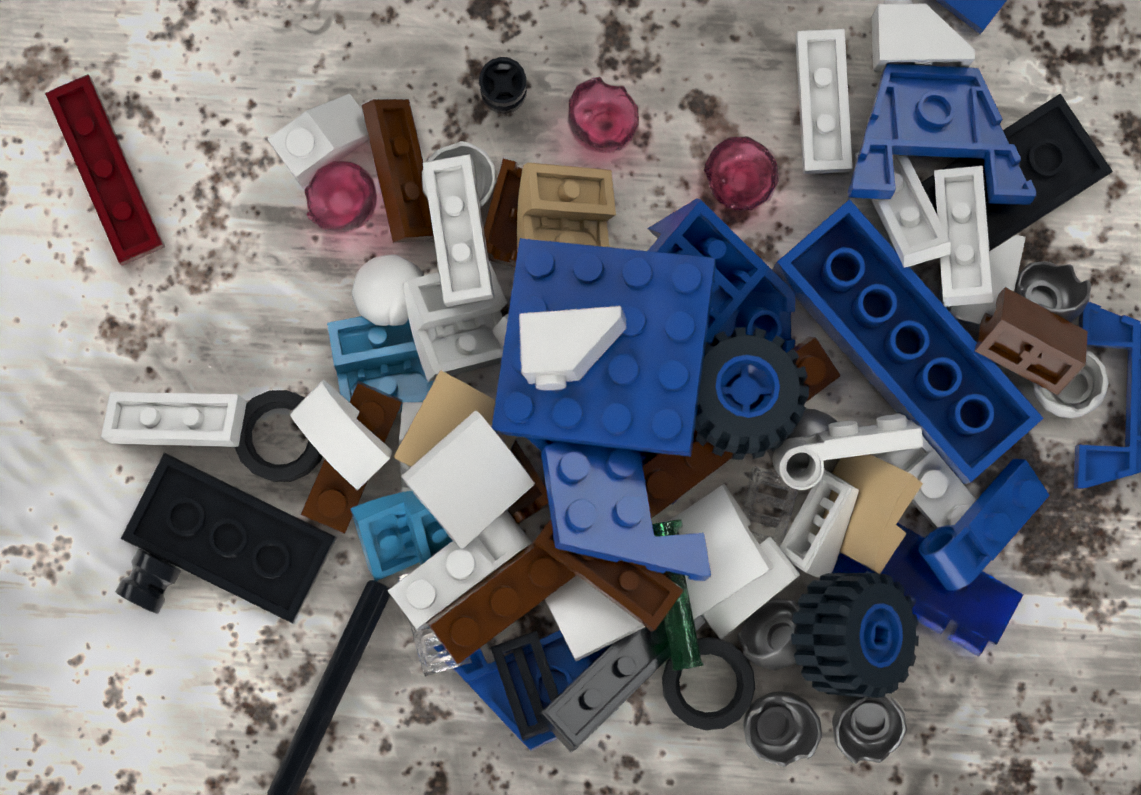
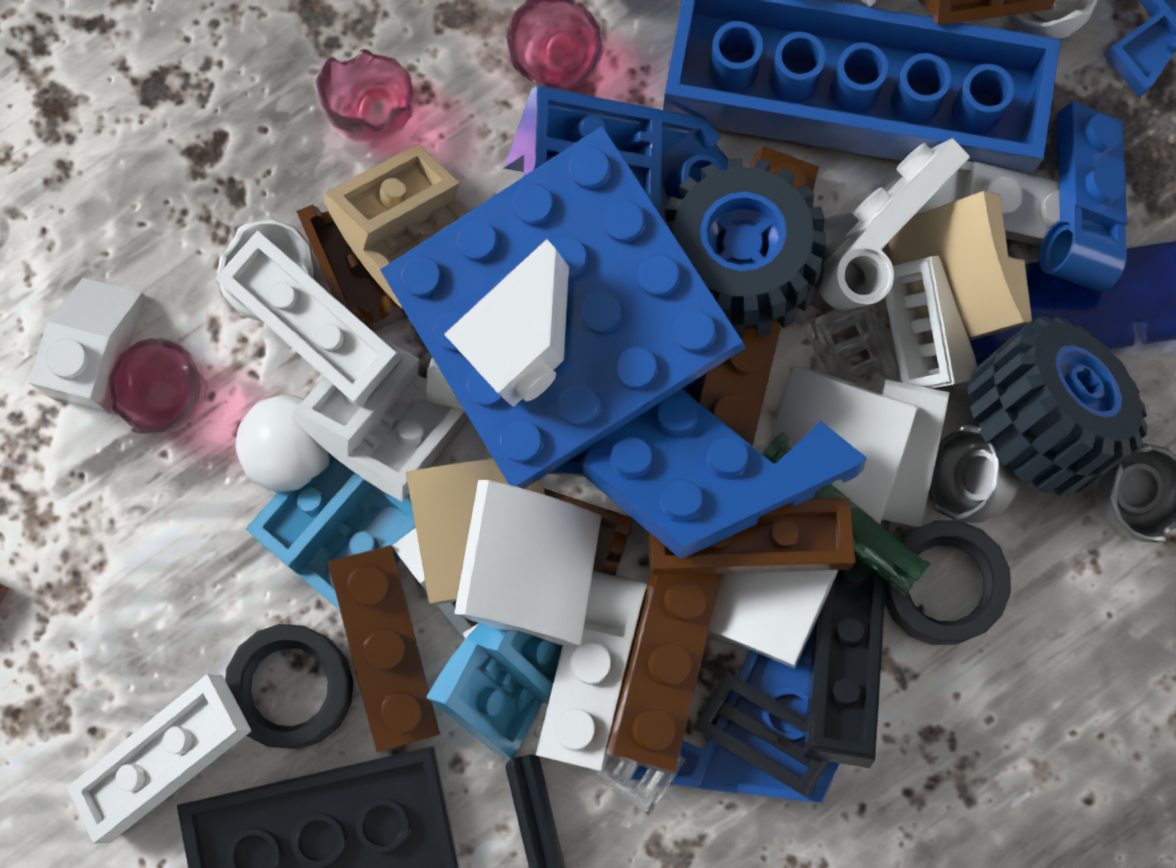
camera: 35 degrees left, 5 degrees down
(338, 436) = (352, 630): white slope -> none
(399, 168) = (197, 311): reddish brown plate -> none
(501, 77) = (233, 131): black wheel -> none
(782, 728) = (1061, 566): flat silver hair -> none

